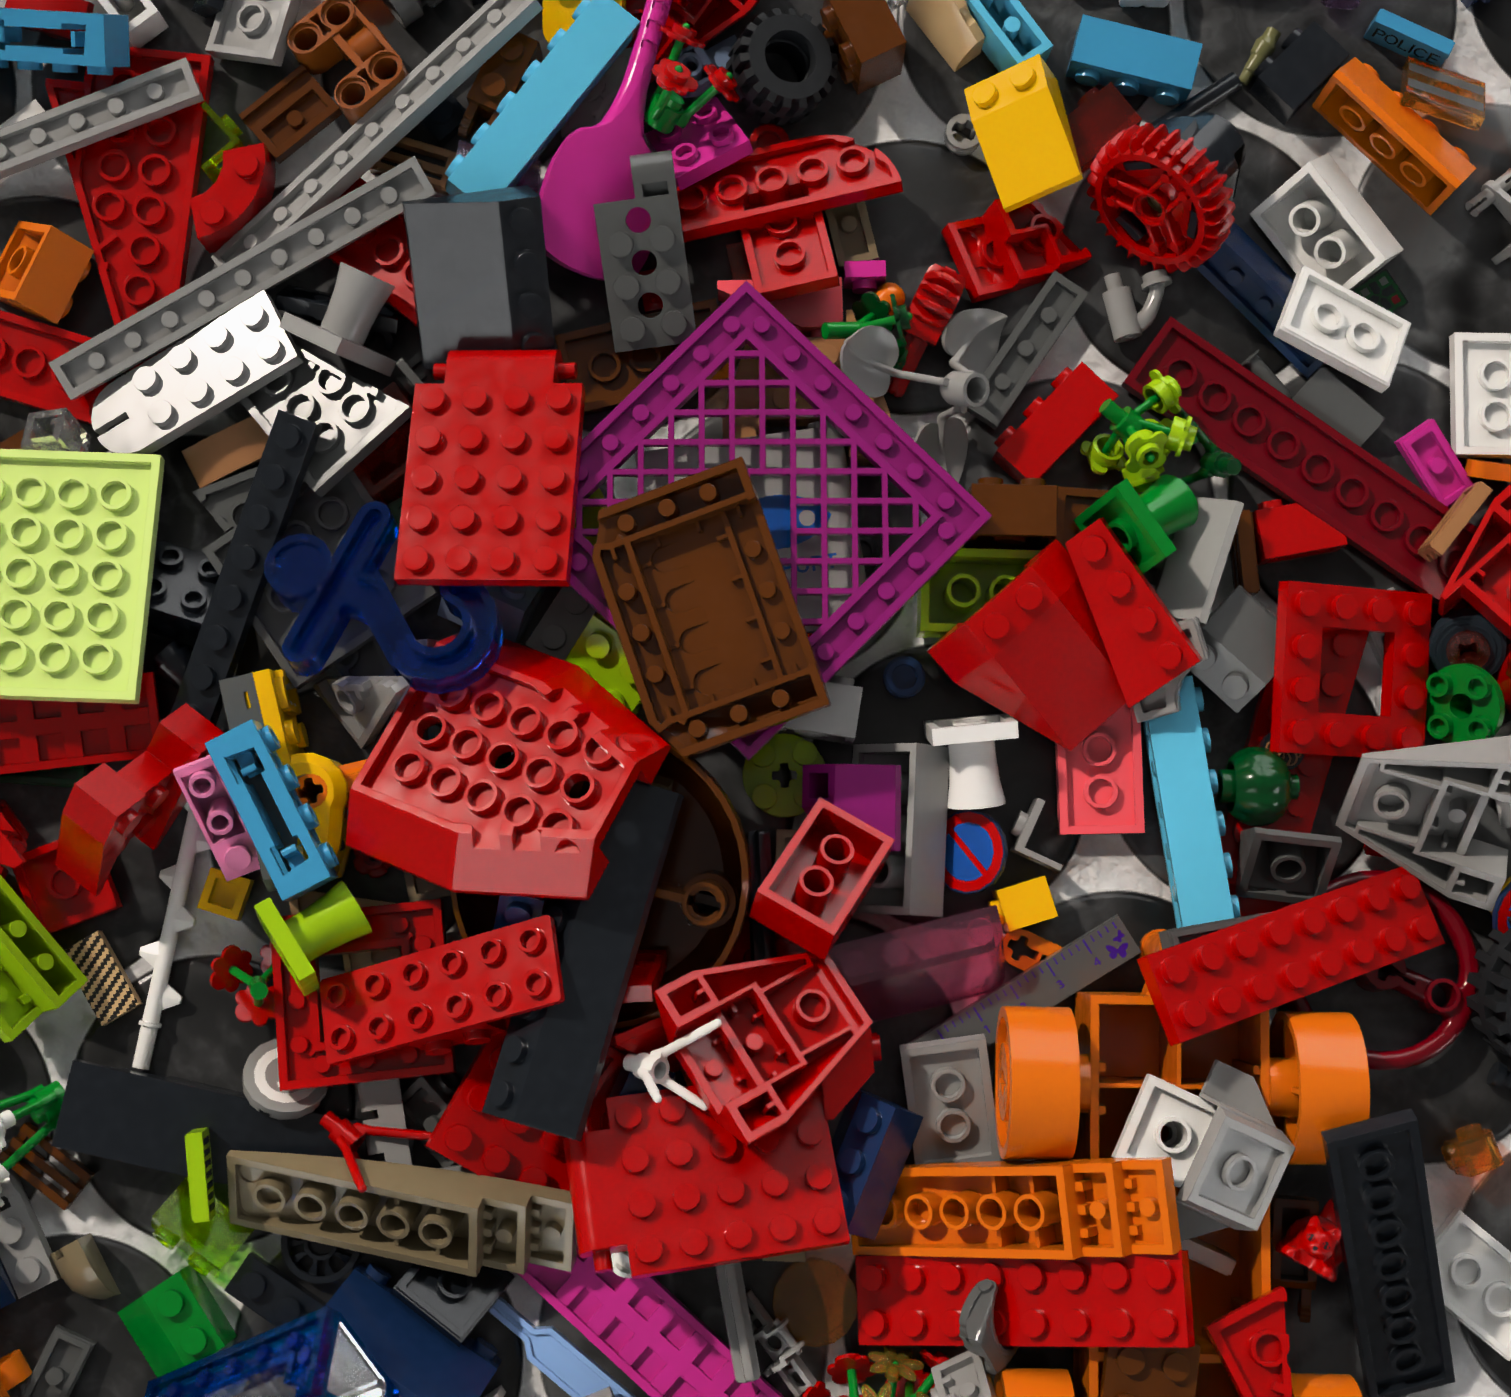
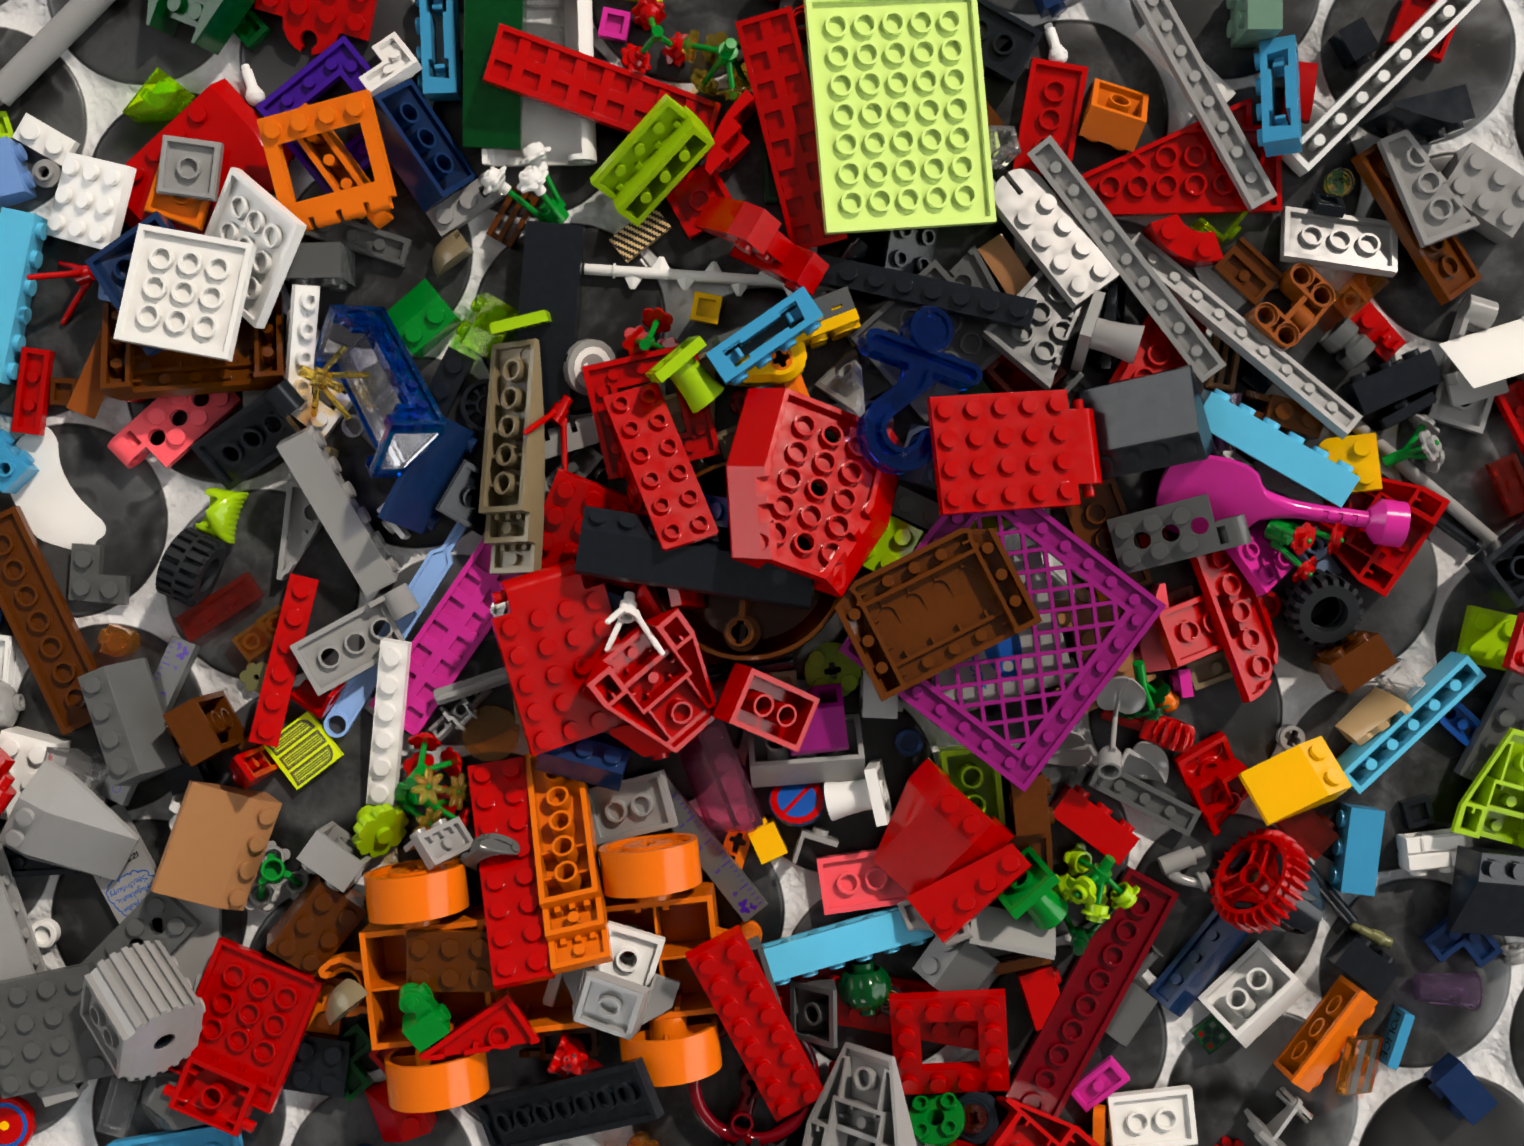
camera: 80 degrees right, 5 degrees up
(217, 817) = (756, 300): bright pink slope -> none
(1342, 329) = (1184, 1012): white tile -> none
(1454, 521) = (1060, 1101): medium nougat tile -> none

